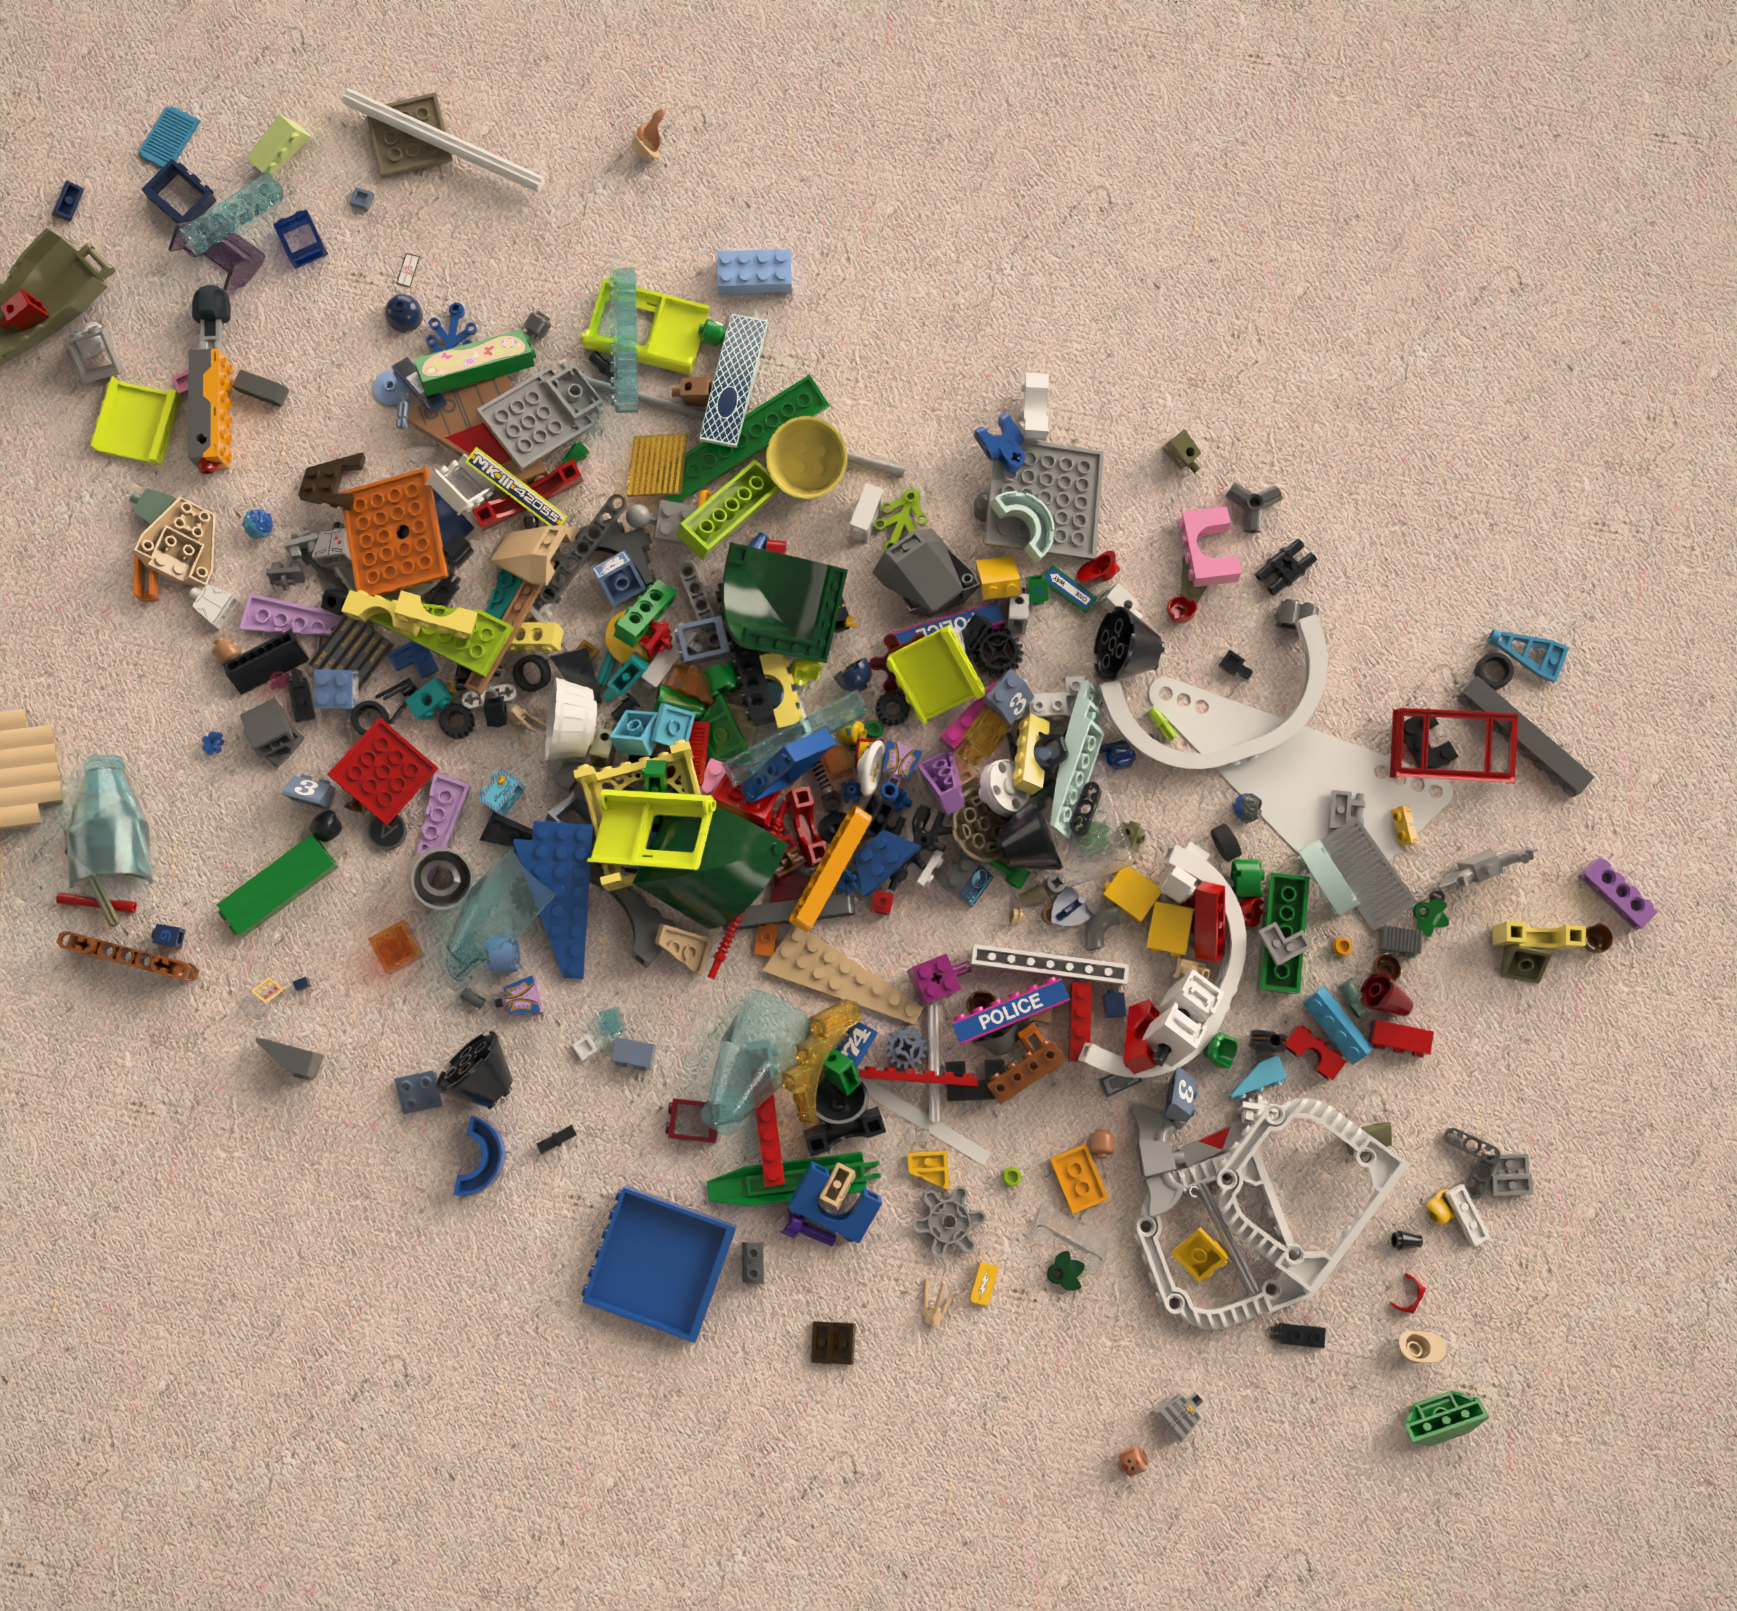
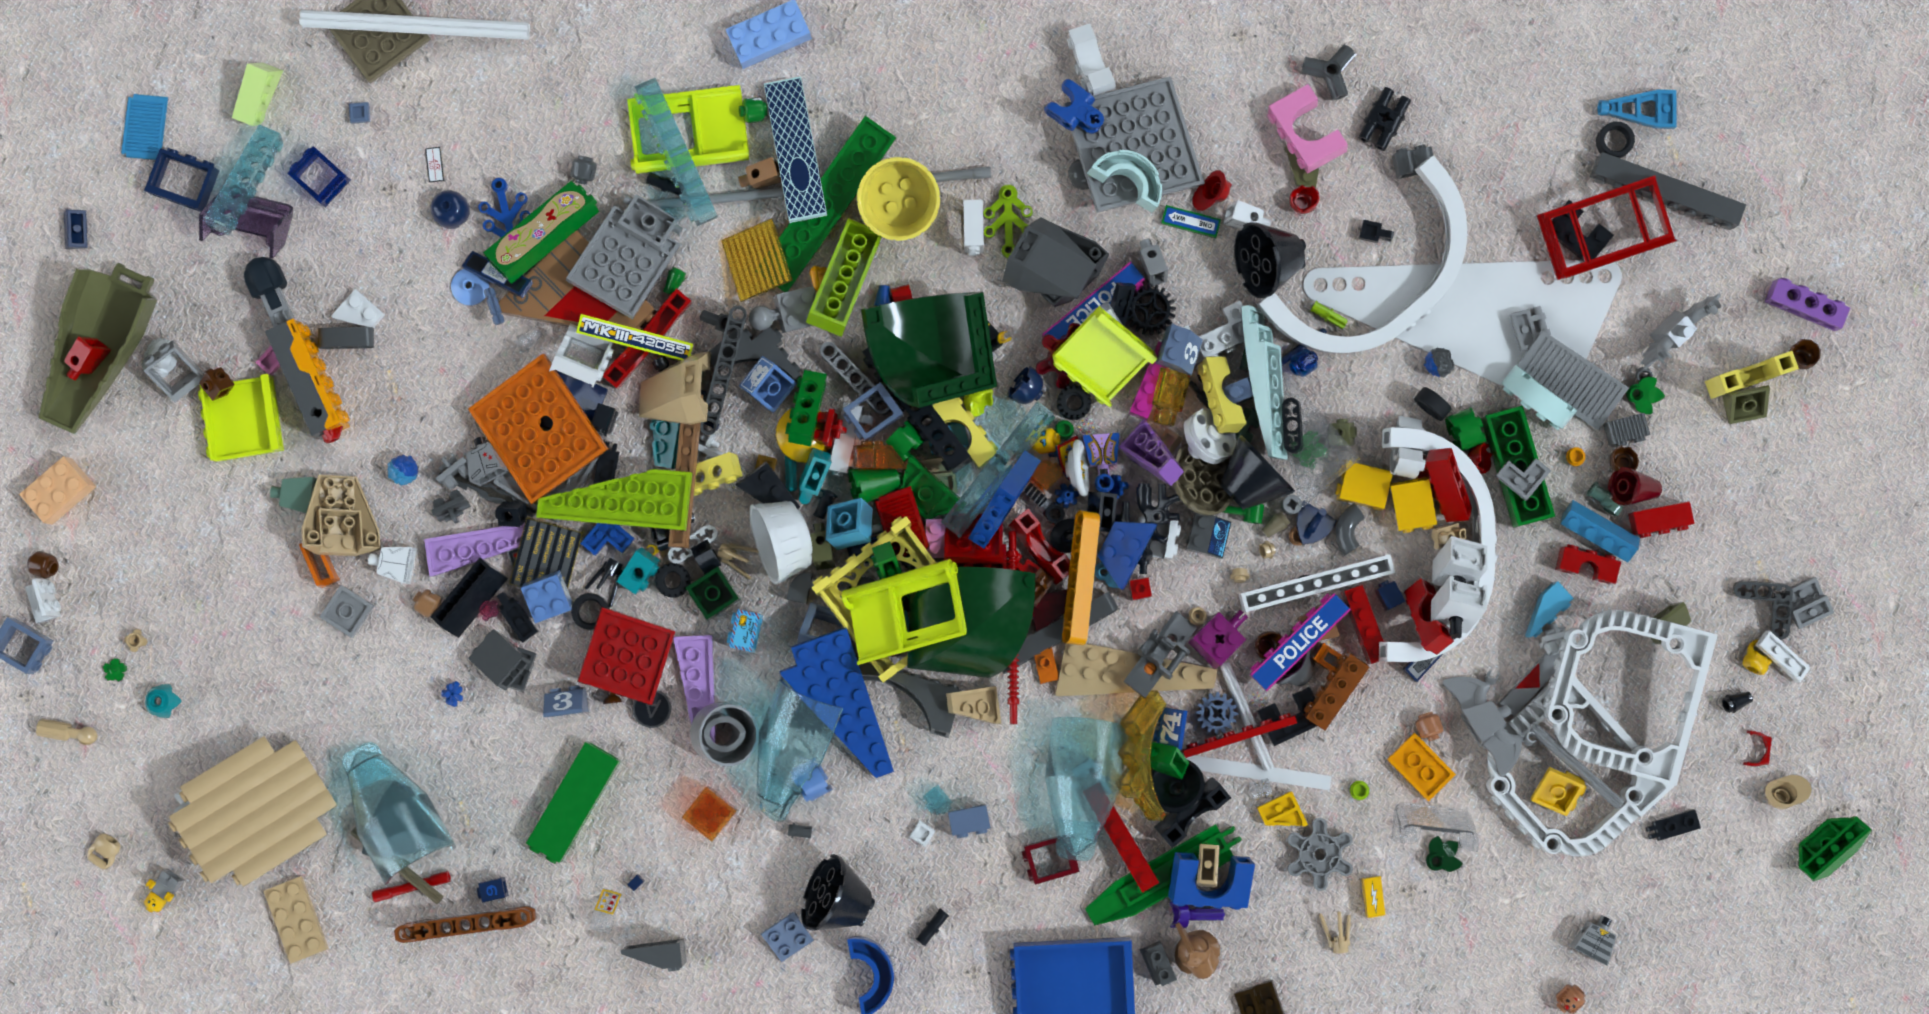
camera: 20 degrees left, 5 degrees up
(126, 380) = (216, 383): none -> reddish brown brick
(151, 630) = (347, 611): none -> light grey plate
(282, 369) = (358, 311): none -> white wing
(323, 481) = (446, 403): dark brown wing -> none
(325, 826) = (593, 728): black hair -> none
(362, 606) = (539, 510): light yellow arch -> none
(460, 622) = (592, 496): light yellow arch -> none
(487, 747) = (713, 593): none -> dark green brick
(504, 831) = (765, 665): black wing -> none
(518, 674) = (719, 519): black tyre -> none
(521, 997) = (844, 812): torso -> none
(596, 503) = (715, 320): none -> dark grey axle
(672, 725) = (880, 505): medium azure plate -> none
(793, 1266) = (1197, 952): none -> medium nougat helmet
(846, 882) = (1101, 584): blue plant -> none
(872, 965) = (1154, 651): none -> dark grey piece
(931, 950) = (1197, 611): none -> tan plate
(980, 928) = (1239, 575): none -> tan plate
(998, 577) = (1122, 239): yellow brick -> none
(1037, 589) = (1162, 234): green brick -> none
(1053, 763) = (1230, 375): black helmet -> none
(1180, 1096) = (1484, 655): sand blue slope -> none
(1183, 451) = (1245, 46): olive torso -> none
(1221, 1050) = (1504, 598): green hair -> none
(1267, 1041) = (1542, 572): black head -> none
(1401, 818) = (1592, 327): yellow hinge -> none

